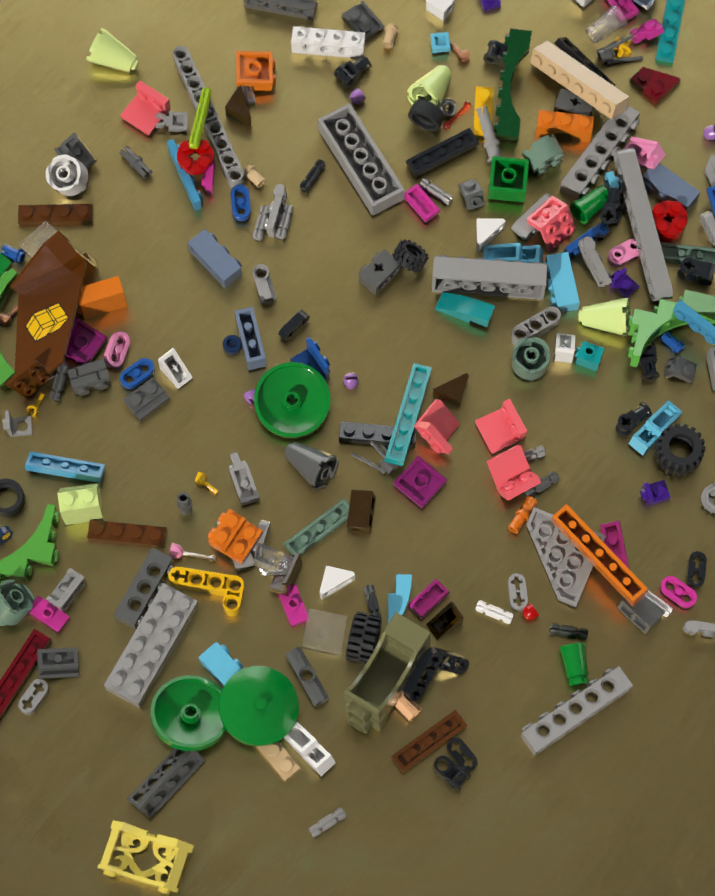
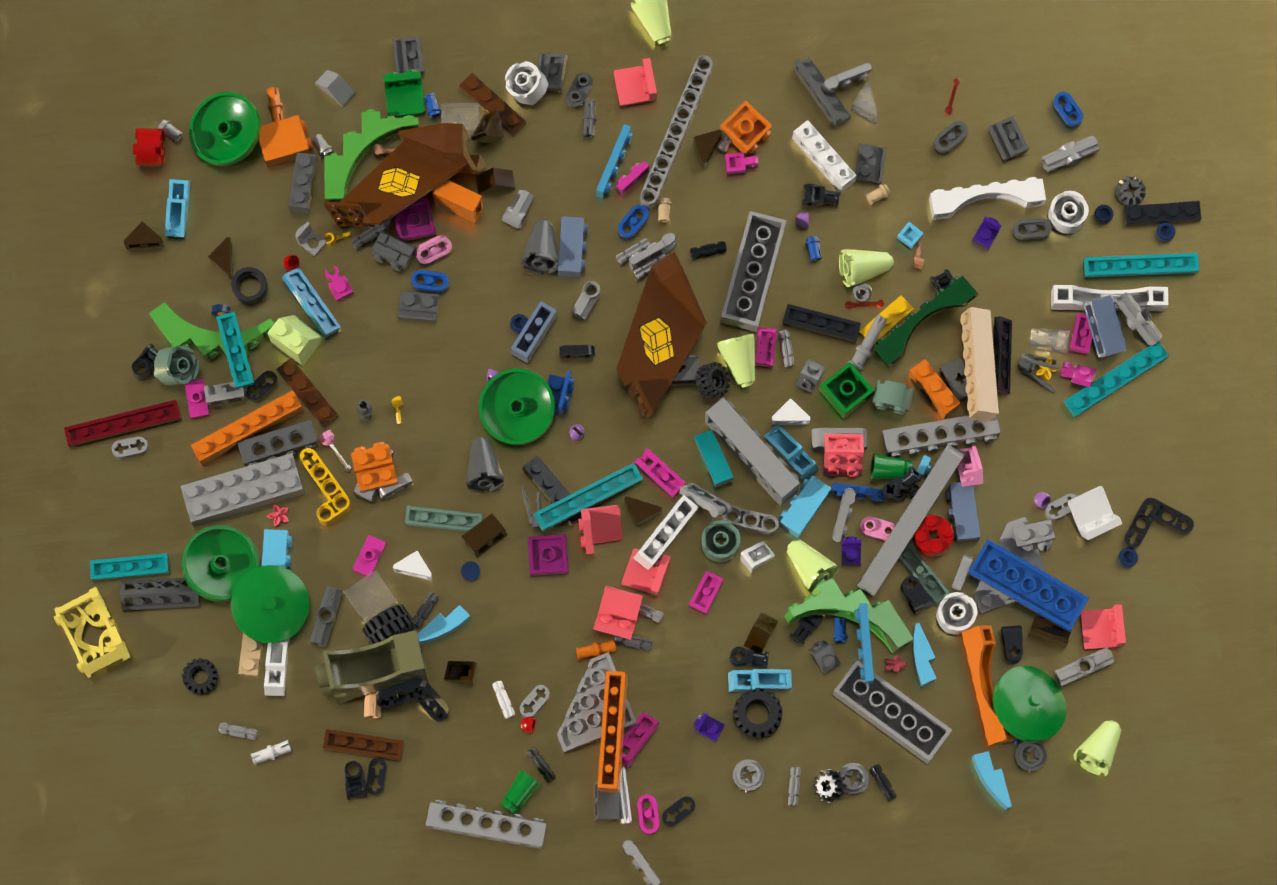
camera: 45 degrees right, 5 degrees up
(20, 453) = (291, 262): none -> red hinge
(45, 549) = (235, 350): none -> teal plate
(57, 663) = (168, 439): dark grey plate -> none
(72, 229) = (489, 128): none -> dark brown slope
(73, 438) = (339, 286): none -> dark pink plate
(93, 560) = (265, 390): none -> black beam
(107, 601) = (224, 439): none -> orange arch
(108, 149) = (580, 90): none -> dark grey plate
(112, 263) = (495, 181): none -> dark brown slope
(122, 782) = (129, 567): none -> teal plate
(150, 269) = (516, 213): none -> light grey piece
(174, 368) = (459, 303): white slope -> none
(175, 121) = (648, 113): light grey plate -> none
(192, 166) = (632, 165): red plate -> none
(196, 278) = (540, 249): none -> dark grey cone
(196, 639) = (278, 514): none -> coral plant
(200, 118) = (663, 129): lime axle -> none
(243, 480) = (424, 432): light grey hinge -> none
(259, 797) = (200, 665): none -> black tyre
(271, 560) = (383, 510): clear slope -> none
(273, 99) = (736, 162): none -> dark pink plate
(283, 583) = (385, 530): dark brown panel -> none
(343, 253) = (660, 334): none -> reddish brown piece
(368, 813) = (271, 752): none -> white pin
(376, 546) = (470, 571): none -> dark blue tile
(384, 109) = (814, 249): none -> blue pin
(413, 225) = (739, 358): none -> yellowish green cone
(426, 115) = (836, 283): black tyre -> none
(428, 599) = (466, 644): dark pink plate -> none
(439, 353) = (660, 473): none -> dark pink plate
(488, 387) = (665, 532): none -> white brick
(492, 339) = (705, 499): none -> light grey plate
(556, 403) = (706, 592): none -> dark pink plate
(589, 355) = (767, 580): teal brick -> none
(622, 395) = (761, 633): none -> dark brown slope
(654, 83) = (1041, 420): dark red wing -> none

